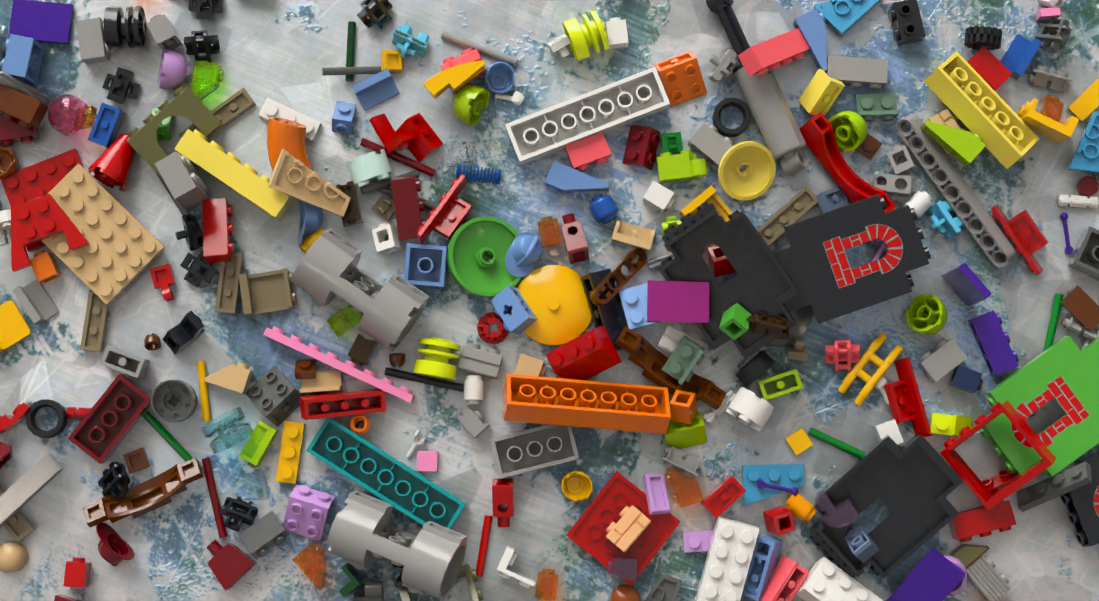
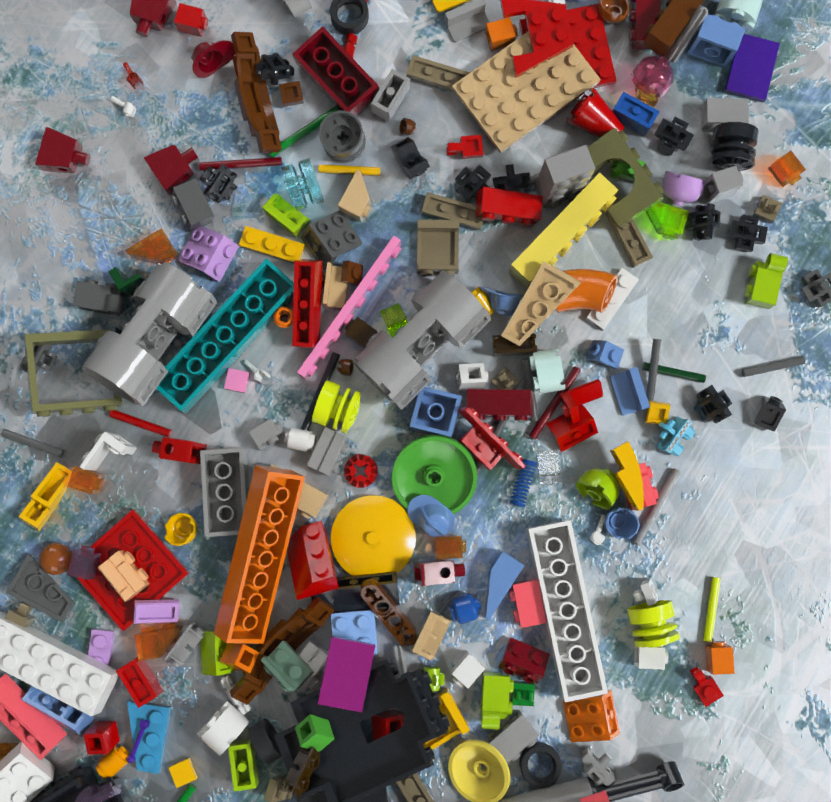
camera: 95 degrees right, 0 degrees up
(513, 310) = (373, 495): medium blue brick -> none

